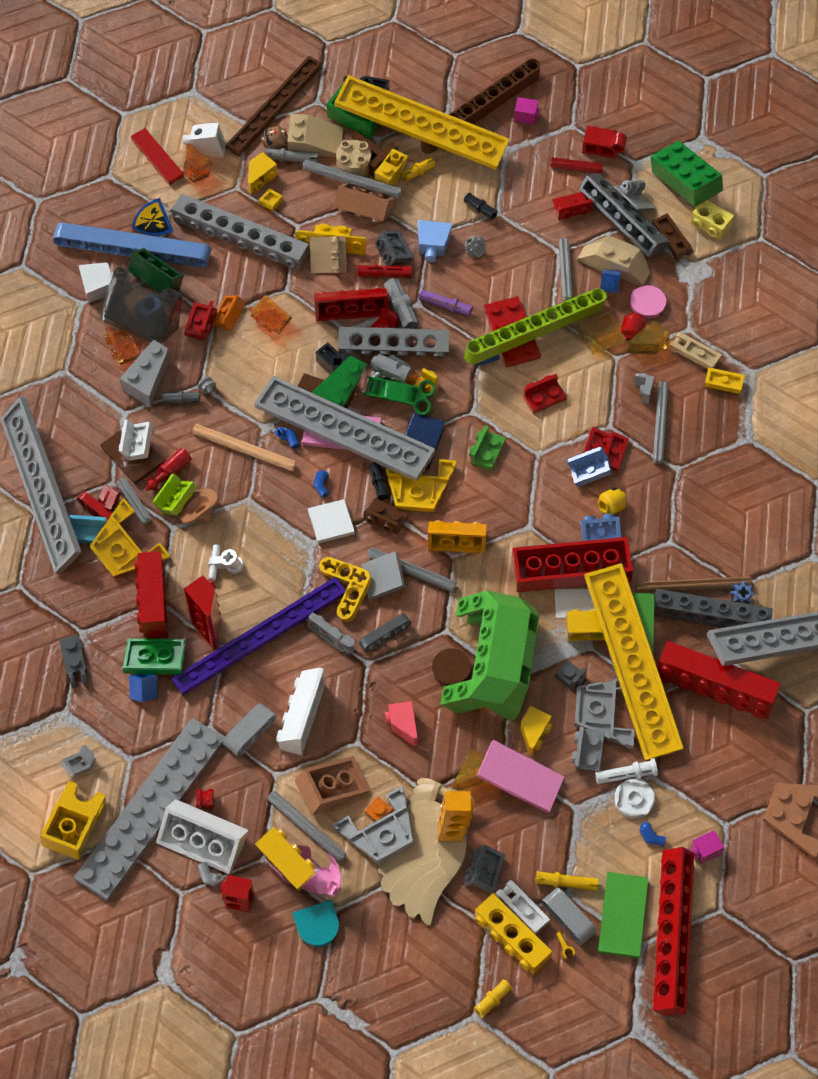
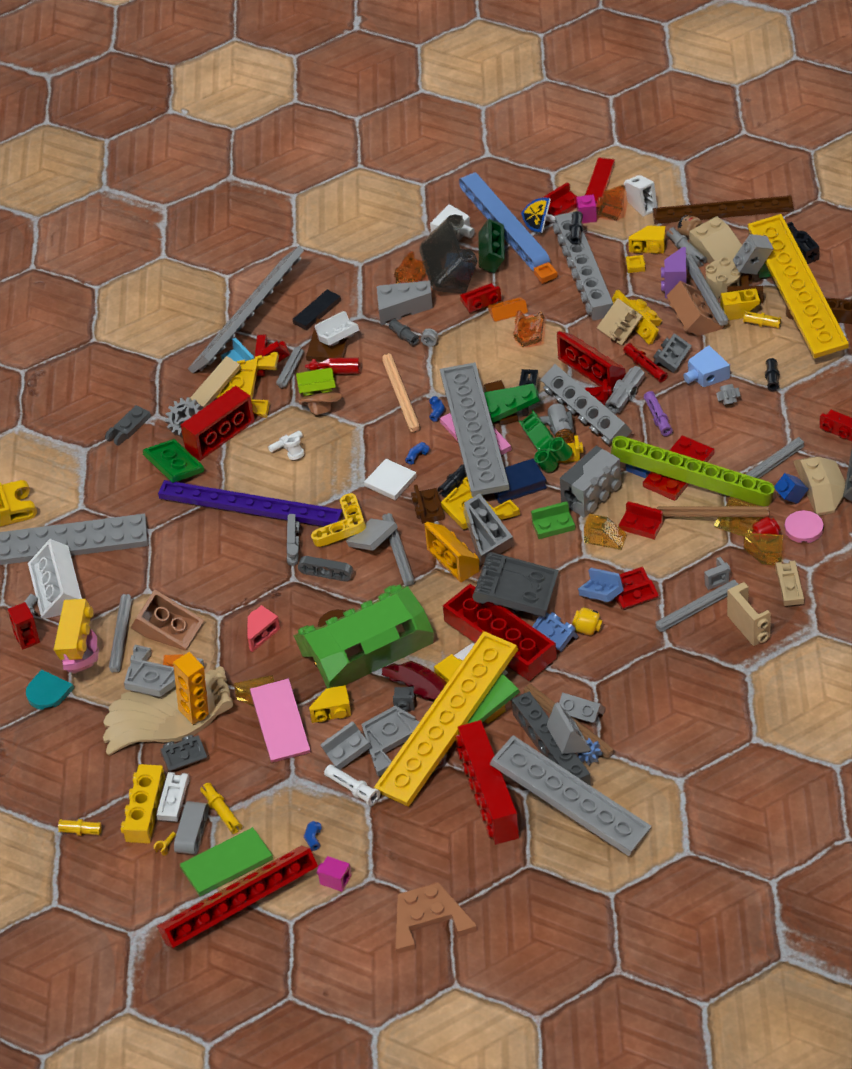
camera: 55 degrees right, 15 degrees down
(79, 762) = (47, 480): light grey bracket -> none
(87, 437) = (316, 309): none -> black tile
(104, 572) = (216, 382): none -> tan tile
(125, 612) = (181, 412): none -> light grey gear
(143, 687) = (142, 472): blue panel -> none
(152, 190) = (562, 200): none -> red bracket
(182, 183) = (587, 206): none -> dark pink brick
(204, 609) = (226, 450): red slope -> none
(205, 206) = (576, 227): none -> black pin
(205, 798) = (85, 562): red wheel -> none
(219, 261) = (545, 272): none -> orange plate
(249, 729) = (166, 549): light grey beam -> none
(301, 711) = (209, 567): white slope -> none
(324, 183) = (673, 270): none -> medium lavender slope
(368, 123) = (753, 254): none -> light grey brick
(461, 497) = (485, 528): none -> light grey wedge
(481, 395) = (590, 481): none -> light grey piece
(533, 426) = (603, 532): none -> clear yellow slope
(539, 515) = (515, 584): none -> dark grey hinge
(571, 648) = (424, 680): none -> dark red slope
(586, 343) = (714, 511): none -> medium nougat axle
(634, 798) = (335, 805): white tile -> none
(695, 568) = (581, 708): none -> light grey bracket
(710, 401) = (751, 624): none -> tan panel
(724, 380) = (782, 617): yellow plate -> none
(727, 595) = (566, 732): none -> light grey slope

